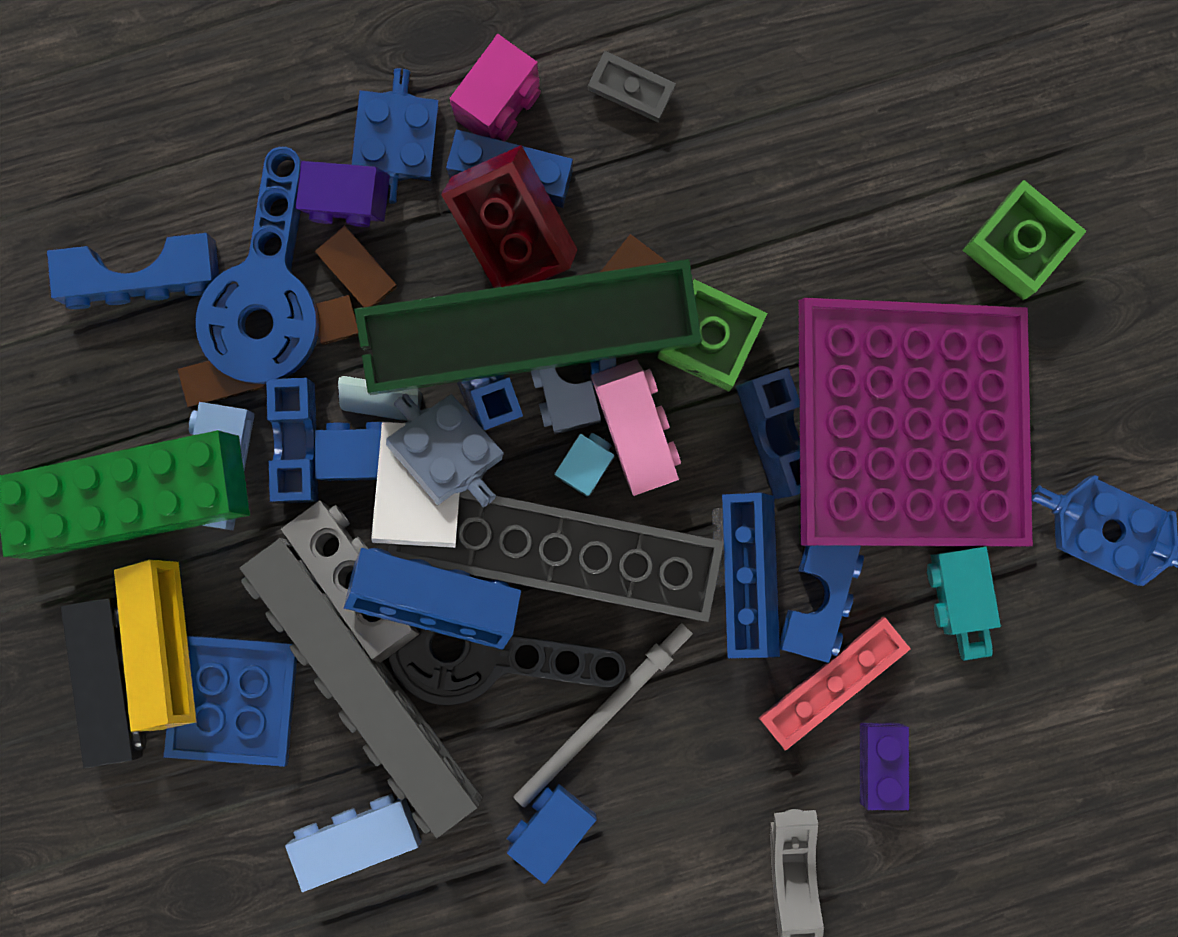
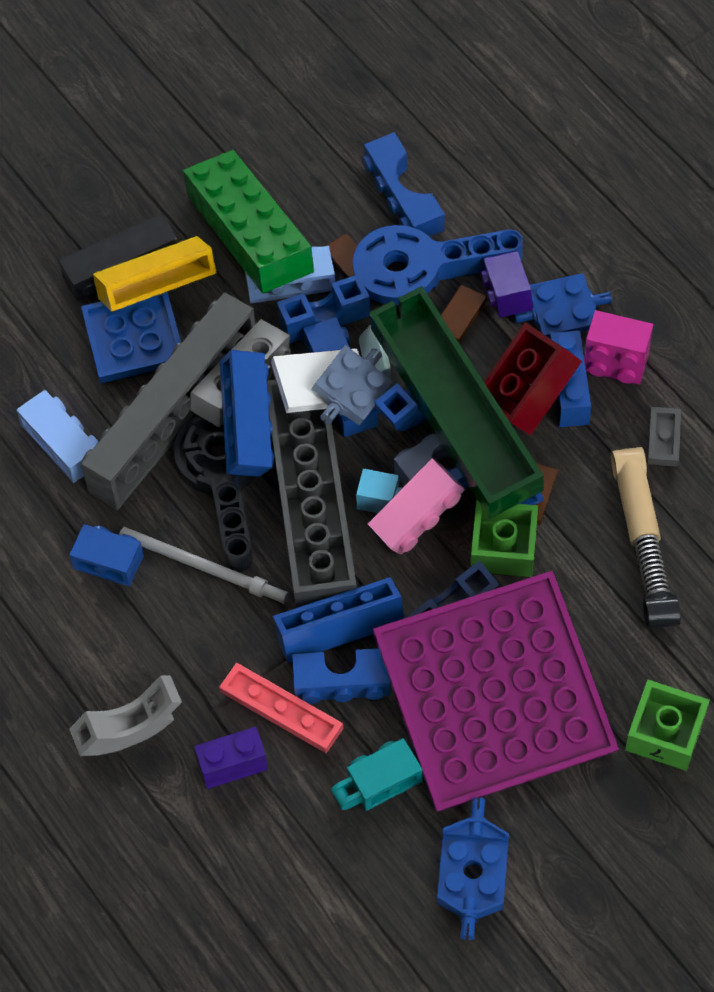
camera: 75 degrees right, 25 degrees down
(666, 148) = (630, 471): none -> piece

